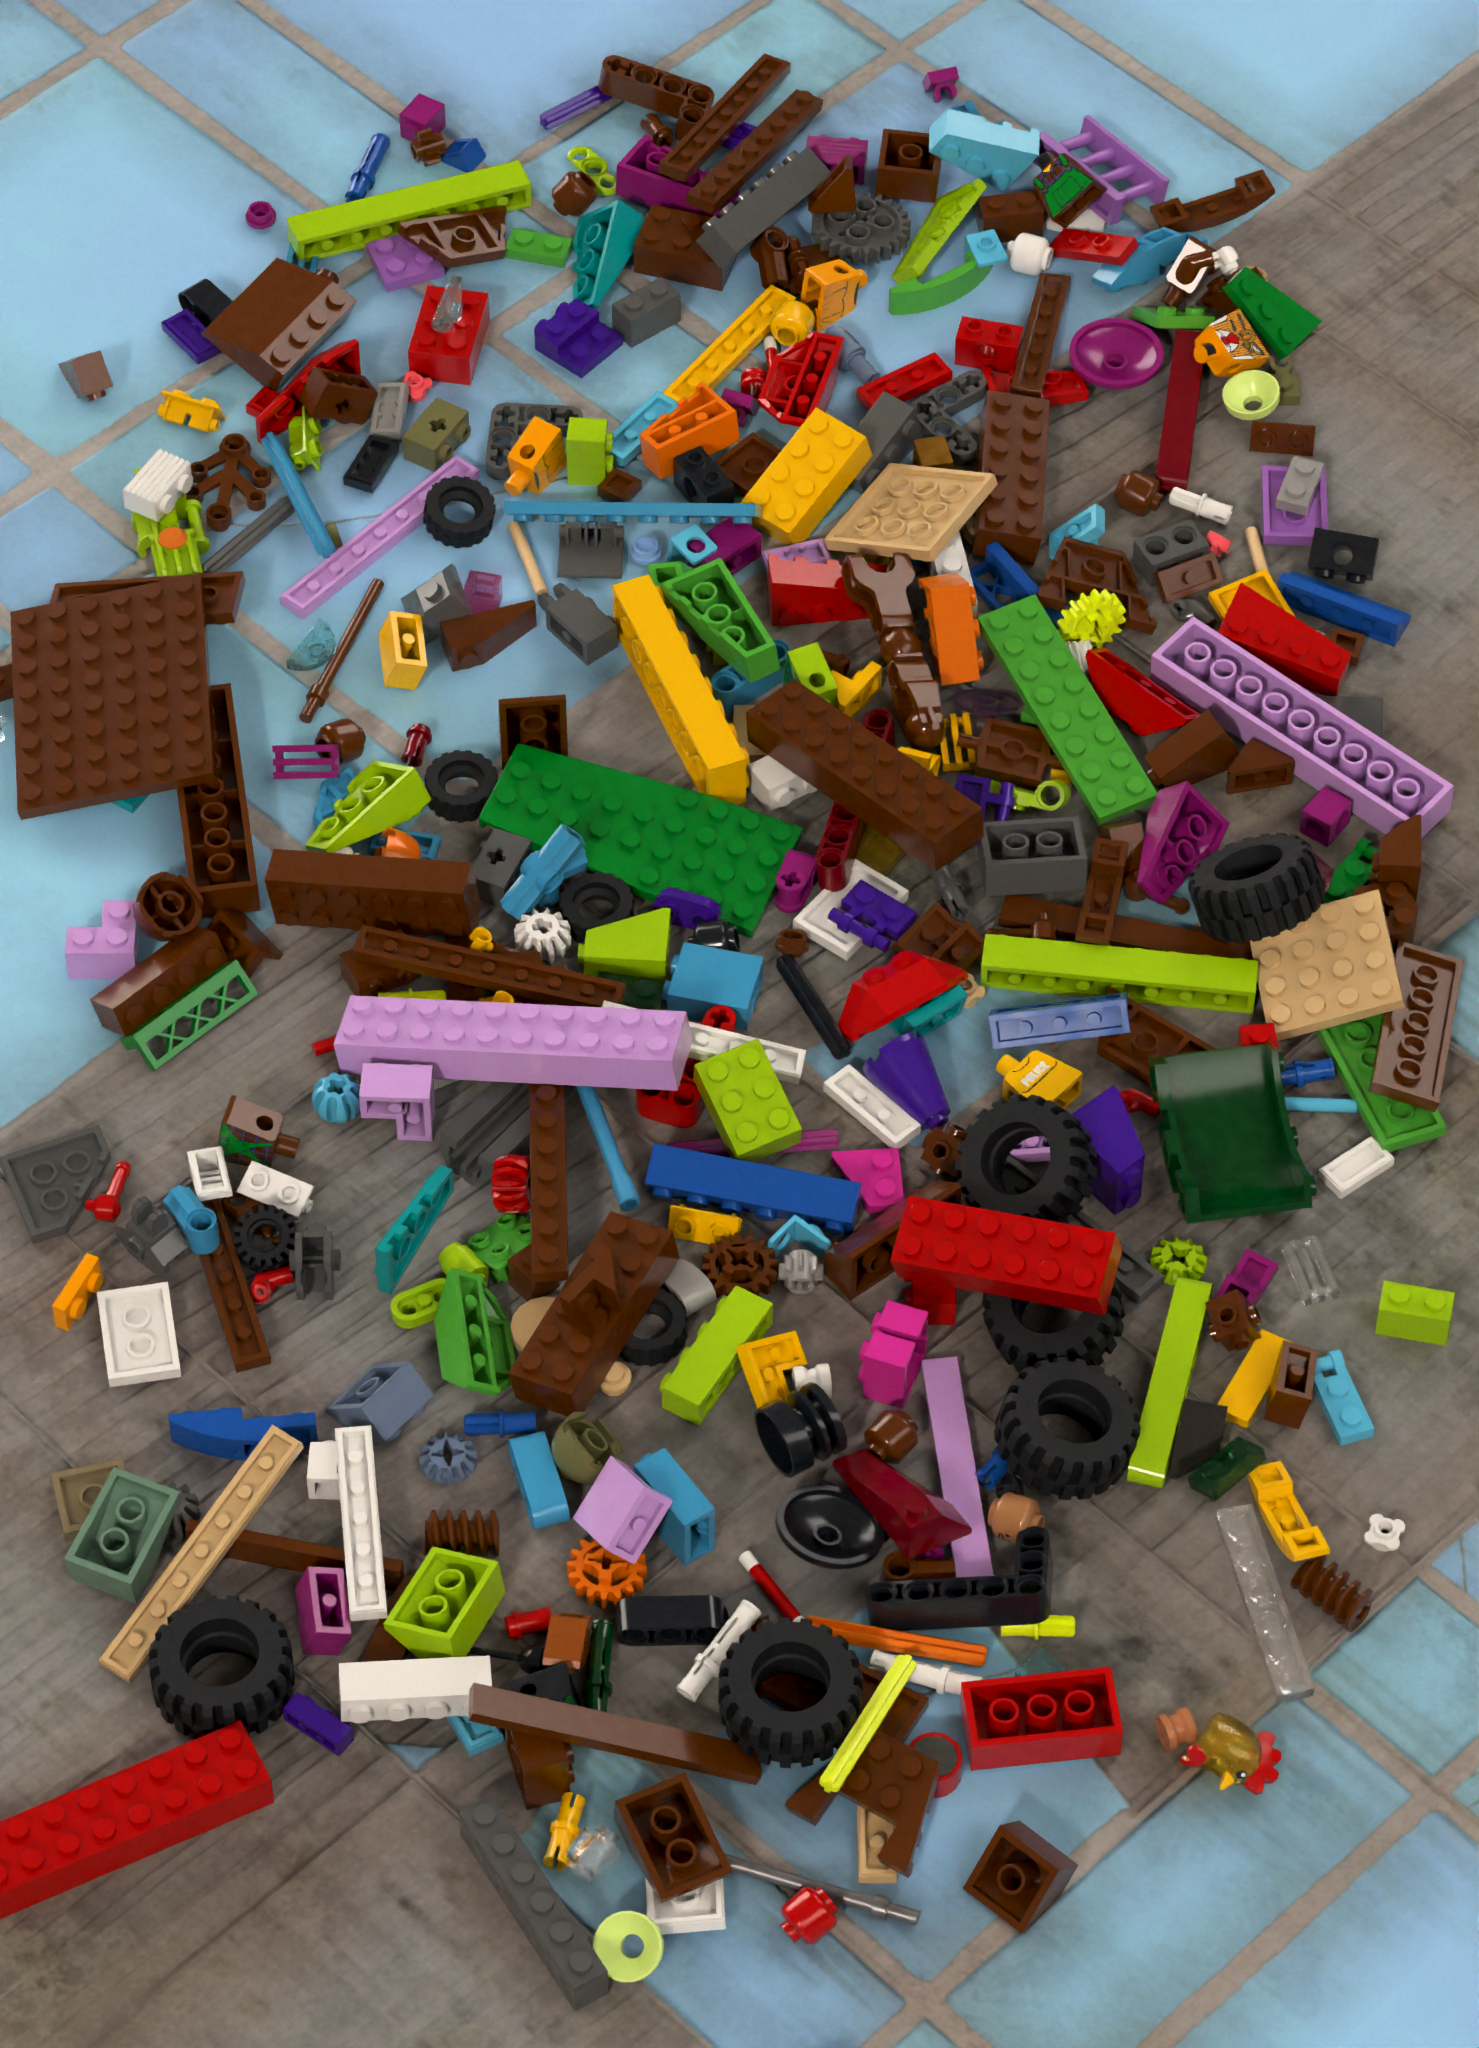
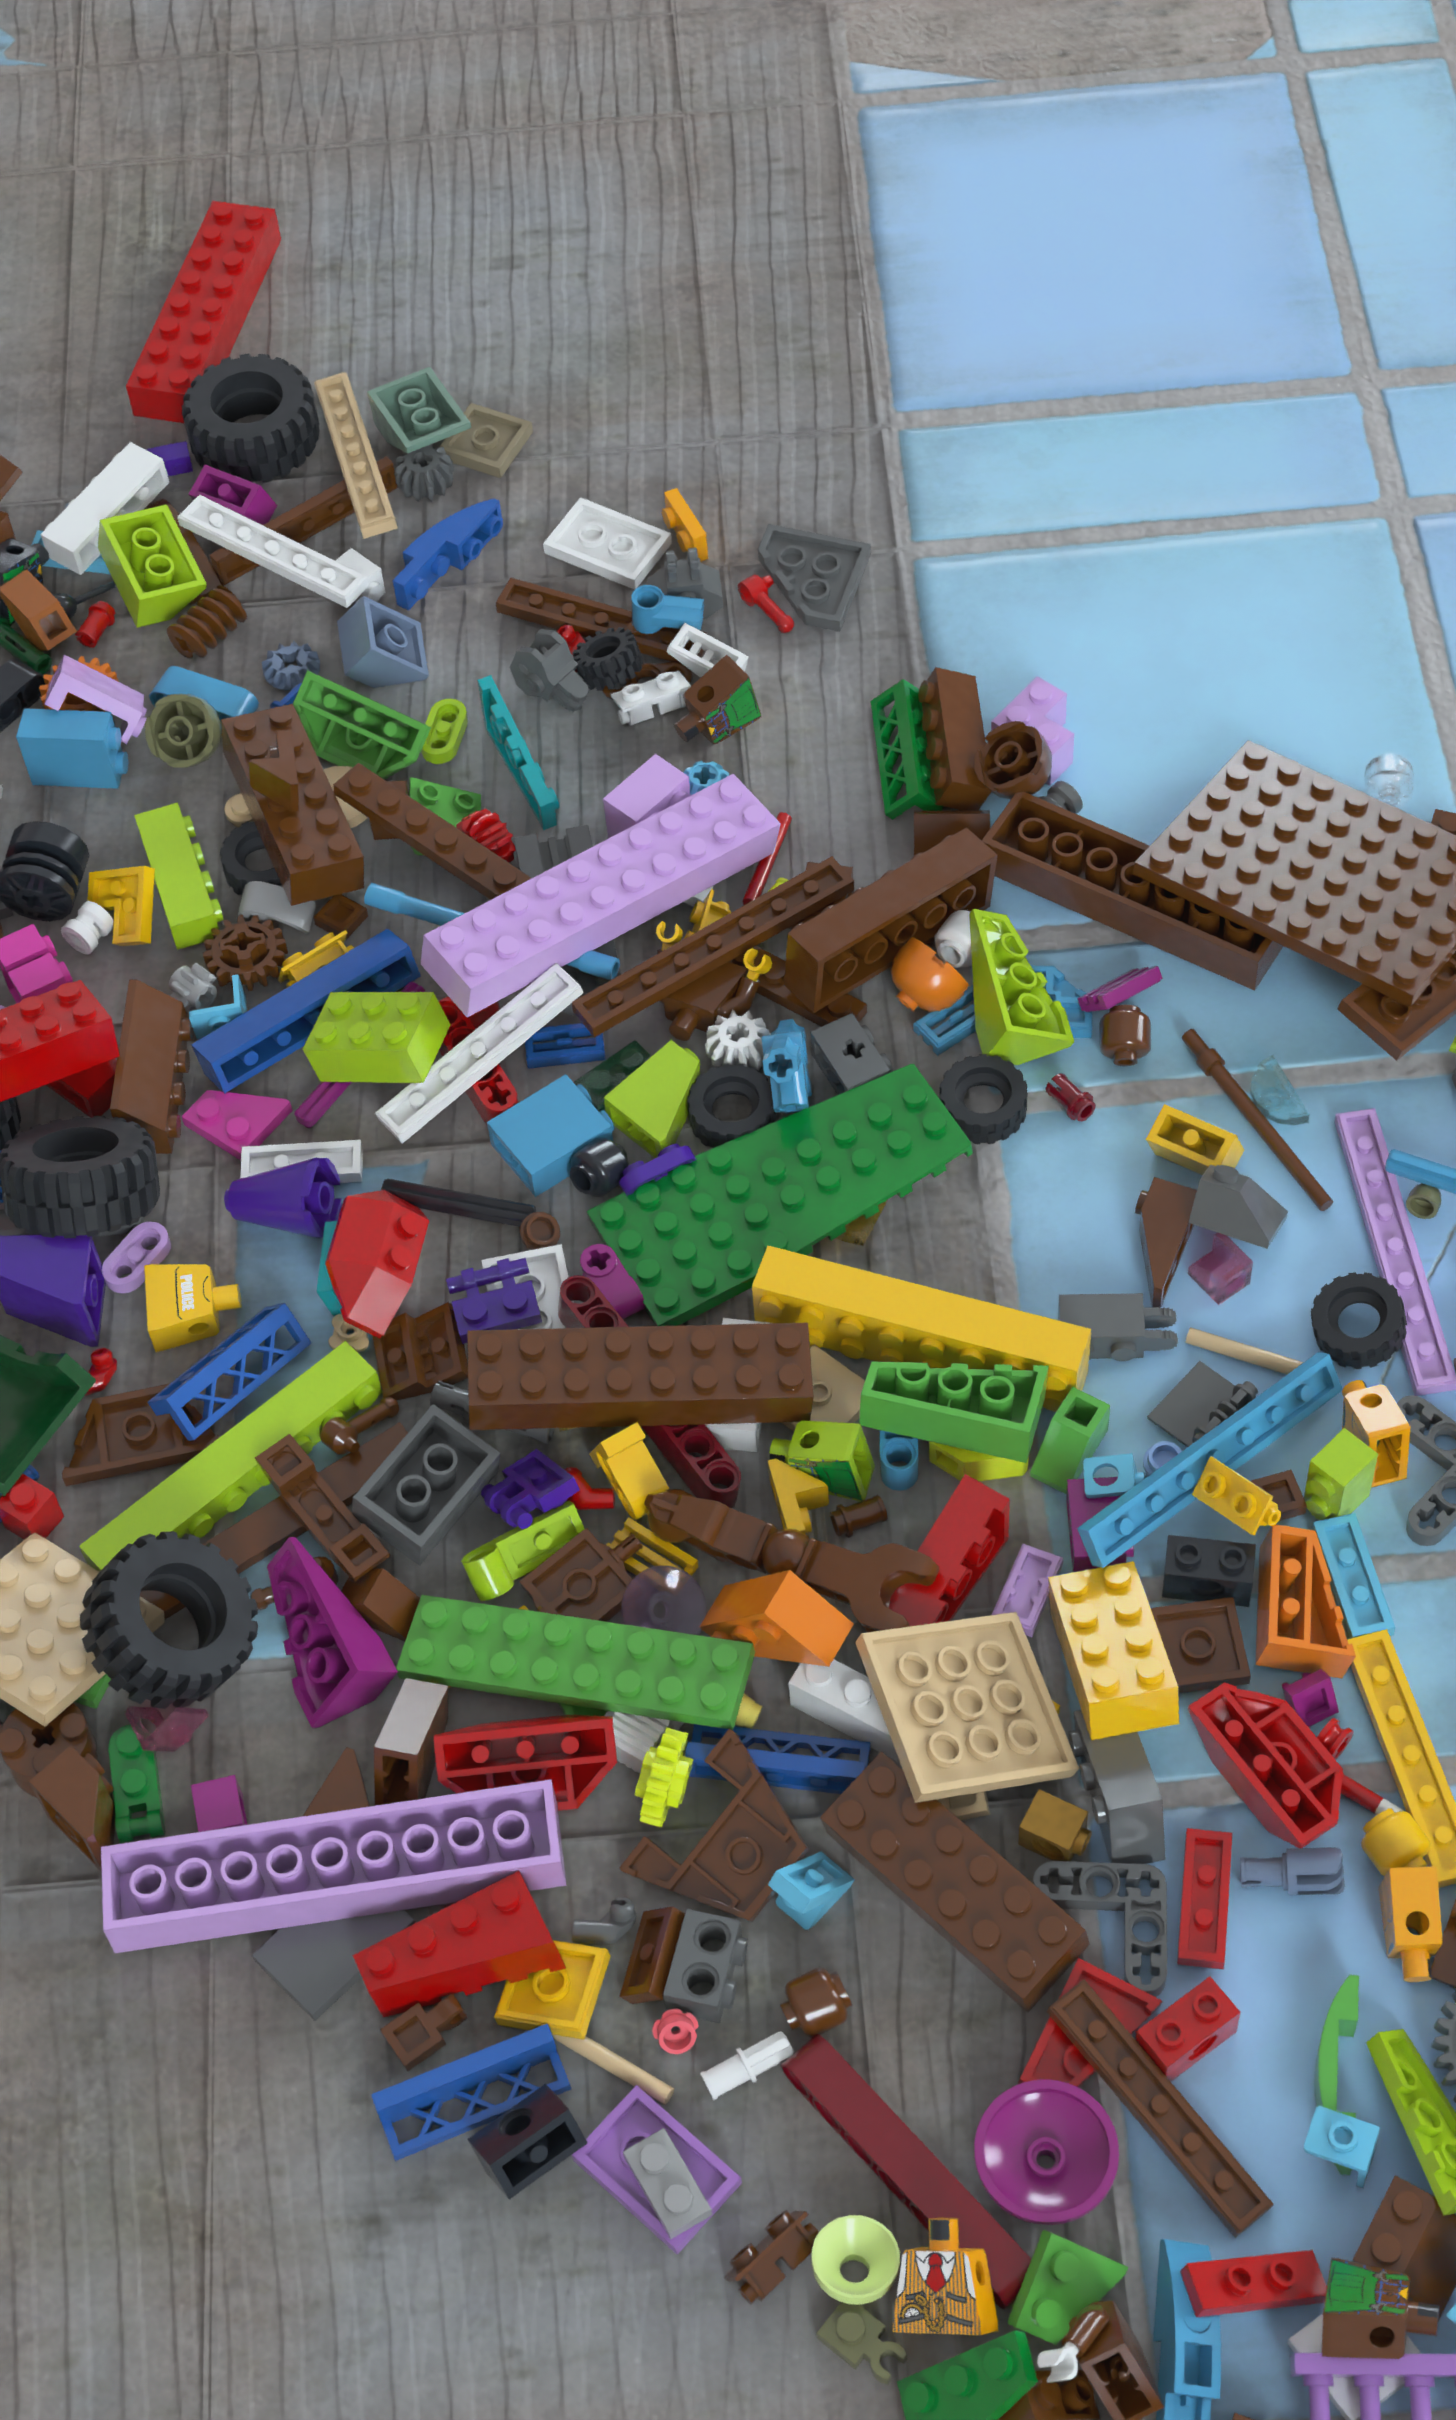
camera: 135 degrees right, 5 degrees up
(462, 1258) = (448, 770): lime brick -> none
(533, 722) = (981, 1168): reddish brown slope -> none
(658, 470) = (1236, 1497): none -> yellow hinge
(941, 1149) = (191, 1192): reddish brown brick -> none
(1029, 254) = (1308, 2206): white head -> none

